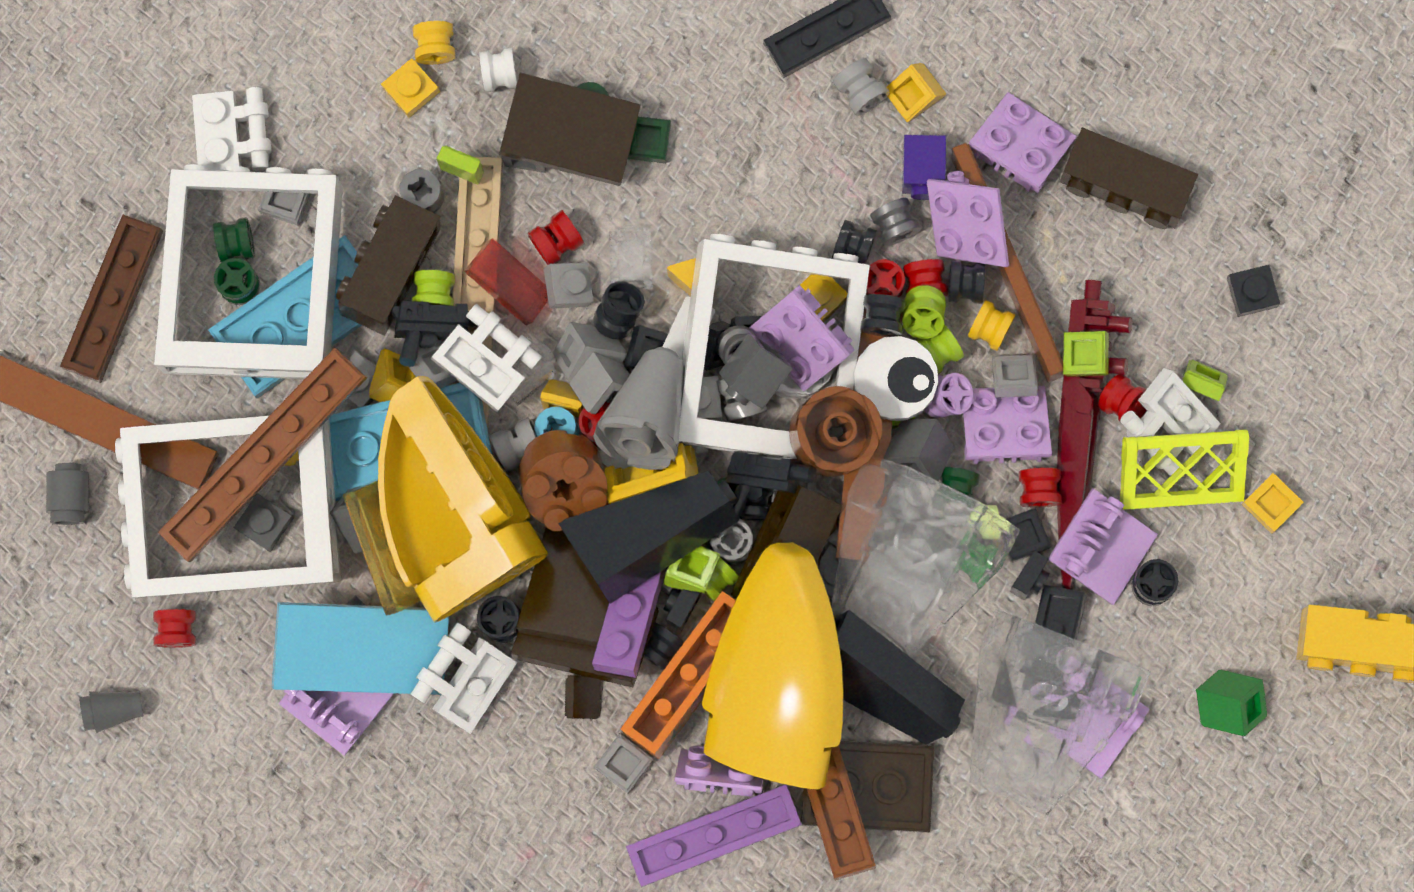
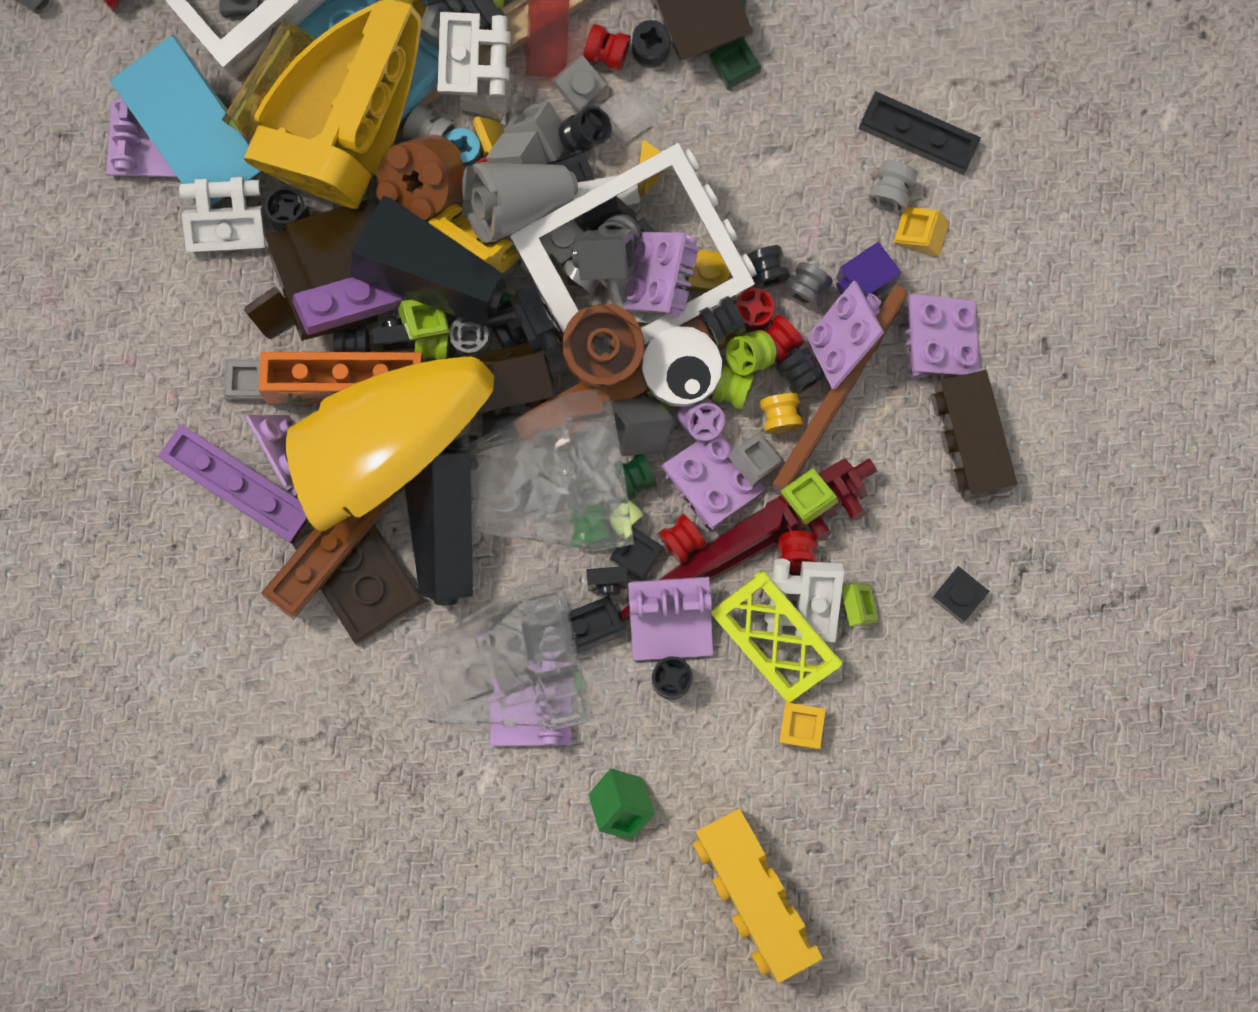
camera: 45 degrees right, 0 degrees up
(583, 206) = (650, 53): none -> black wheel

